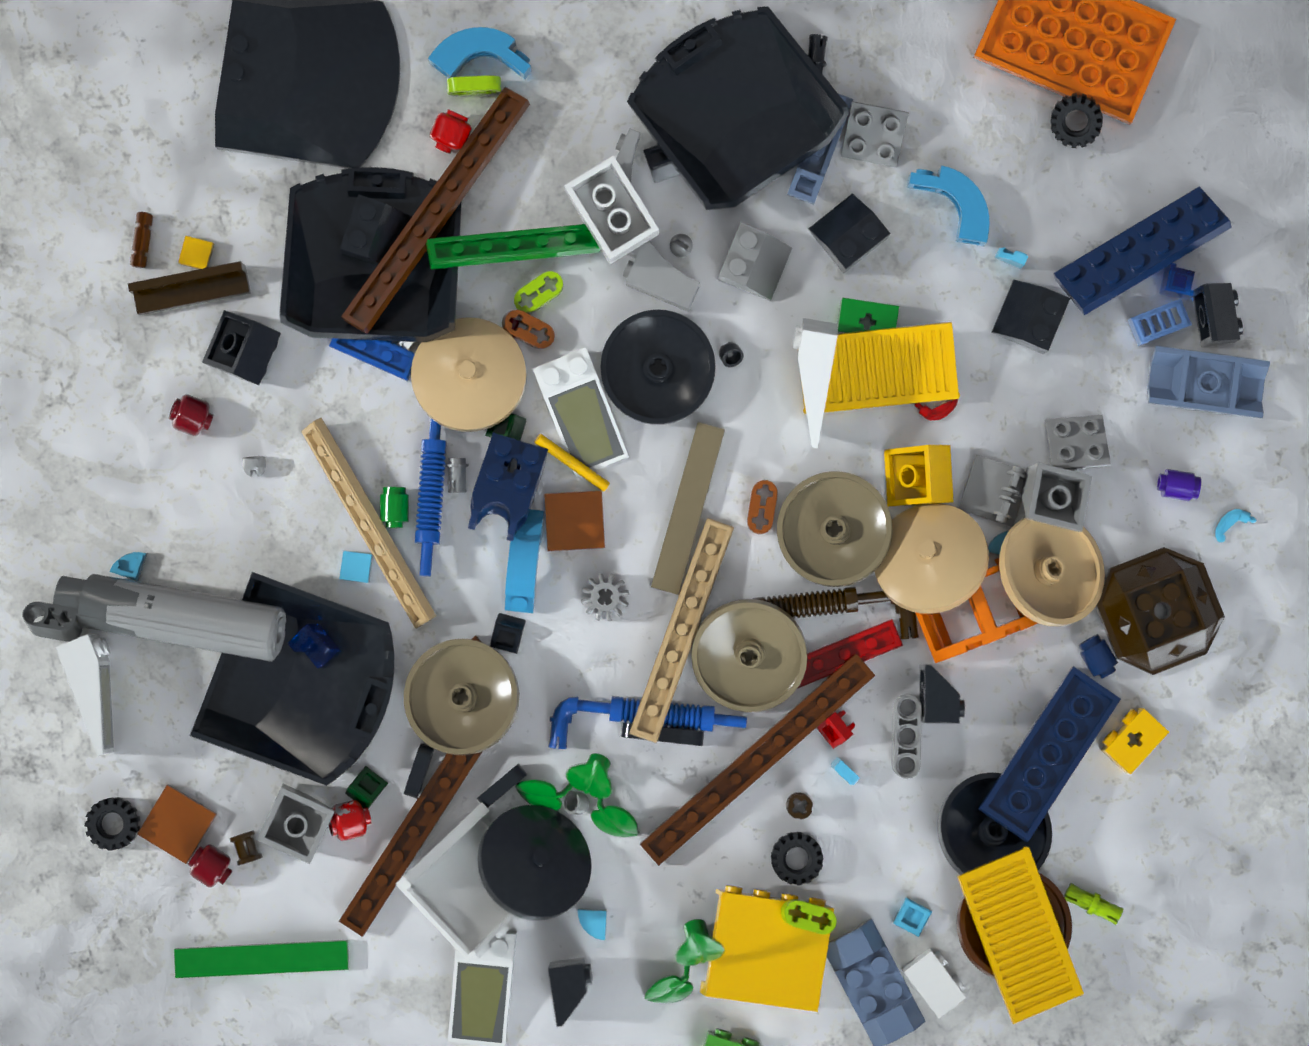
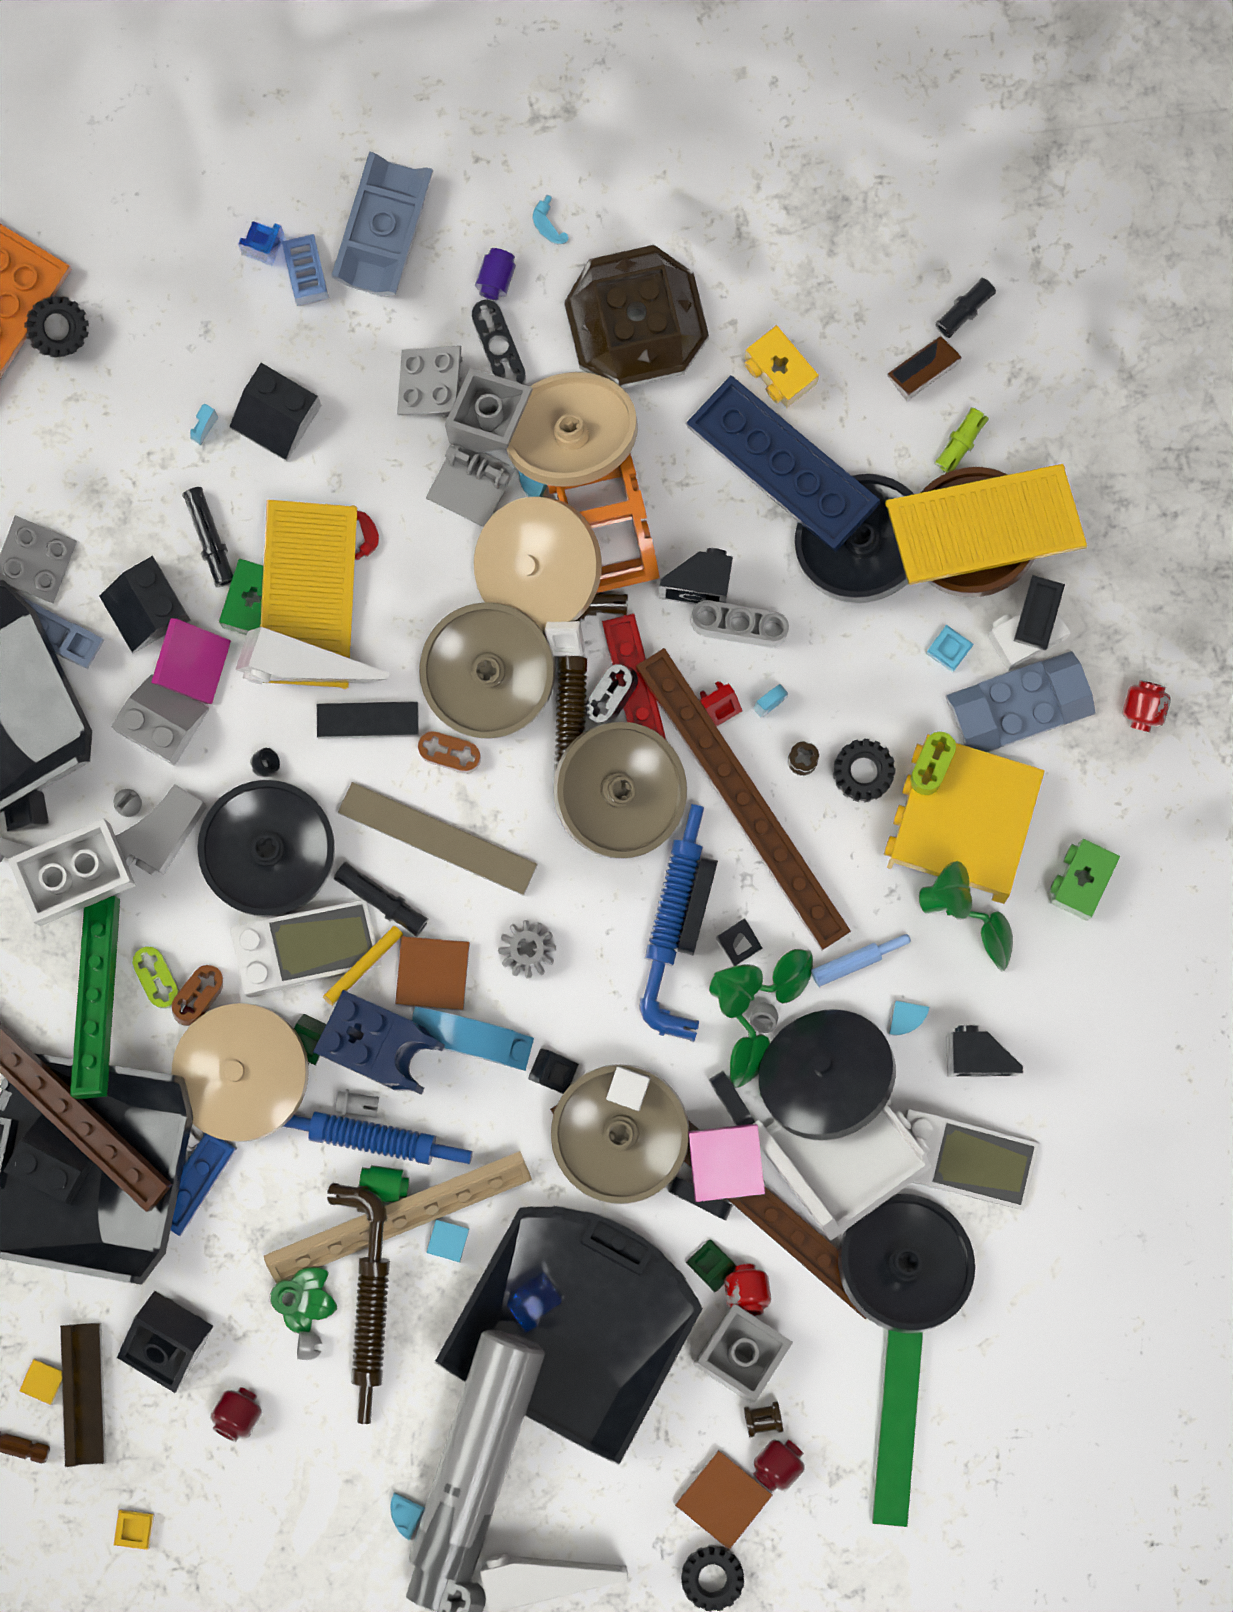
camera: 80 degrees left, 5 degrees down
(88, 346) = (134, 1529): none -> yellow tile
(291, 459) = (308, 1300): none -> green plate
(301, 511) = (371, 1295): none -> dark brown piece
(387, 950) = (907, 1264): none -> black dish
(449, 788) = (726, 1162): none -> tile
(498, 698) = (628, 1088): none -> white tile
(624, 480) = (377, 896): none -> black pin
(635, 873) = (856, 960): none -> light blue axle
(636, 773) = (739, 942): none -> black slope
(681, 630) = (580, 865): tan tile -> none
(779, 434) = (367, 720): none -> black tile
(806, 279) = (191, 661): none -> dark pink tile
(834, 631) = (618, 697): none -> beam
(871, 591) = (565, 638): none -> white tile
(915, 277) = (213, 550): none -> black pin
(918, 475) = (439, 566): yellow slope -> none
(951, 990) = (1039, 612): none -> black tile
(965, 196) = (123, 466): dark azure arch -> none
(1098, 656) = (679, 393): dark blue brick -> none
(1139, 493) = (498, 321): none -> black beam
(1142, 250) = (219, 275): dark blue plate -> none
(1153, 863) = (924, 367): none -> reddish brown slope
(1210, 892) = (965, 307): none -> black pin
(1217, 314) = (306, 203): black slope -> none

